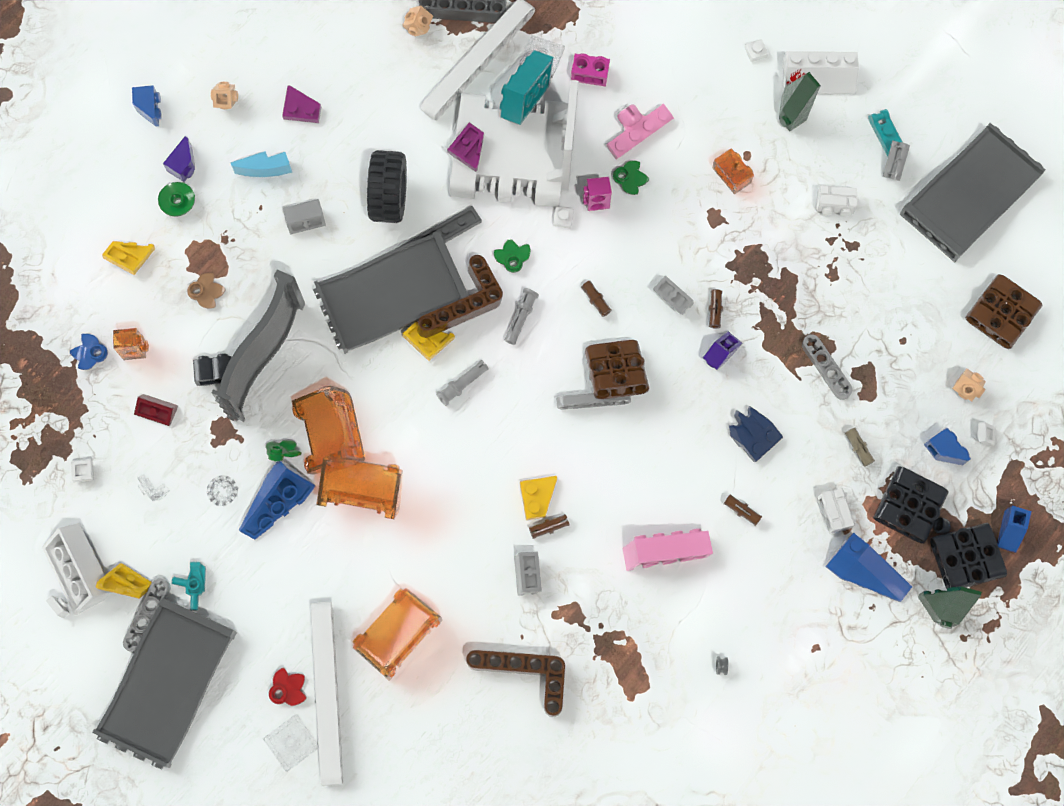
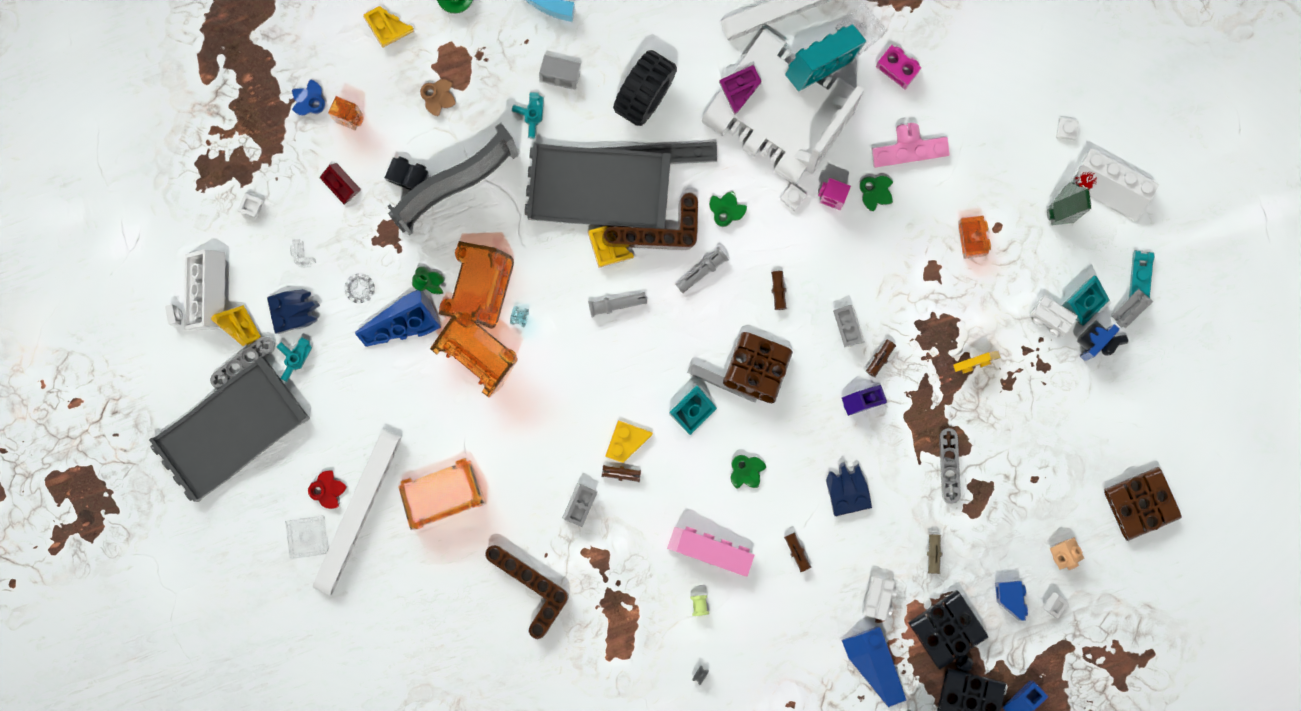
camera: 35 degrees right, 10 degrees up
(169, 543) = (291, 310): none -> dark blue plate
(299, 262) = (532, 114): none -> teal piece
(381, 438) = (519, 316): none -> clear light blue wheel
(580, 437) = (692, 410): none -> teal slope
(660, 466) = (748, 473): none -> green plate
(685, 603) = (699, 605): none -> yellowish green bush
(801, 264) = (982, 360): none -> yellow wing
(856, 172) = (1087, 300): none -> teal slope
(883, 198) = (1095, 339): none -> blue piece
(898, 197) = (1113, 344): none -> black arm
(972, 192) = (1186, 376): dark grey panel -> none

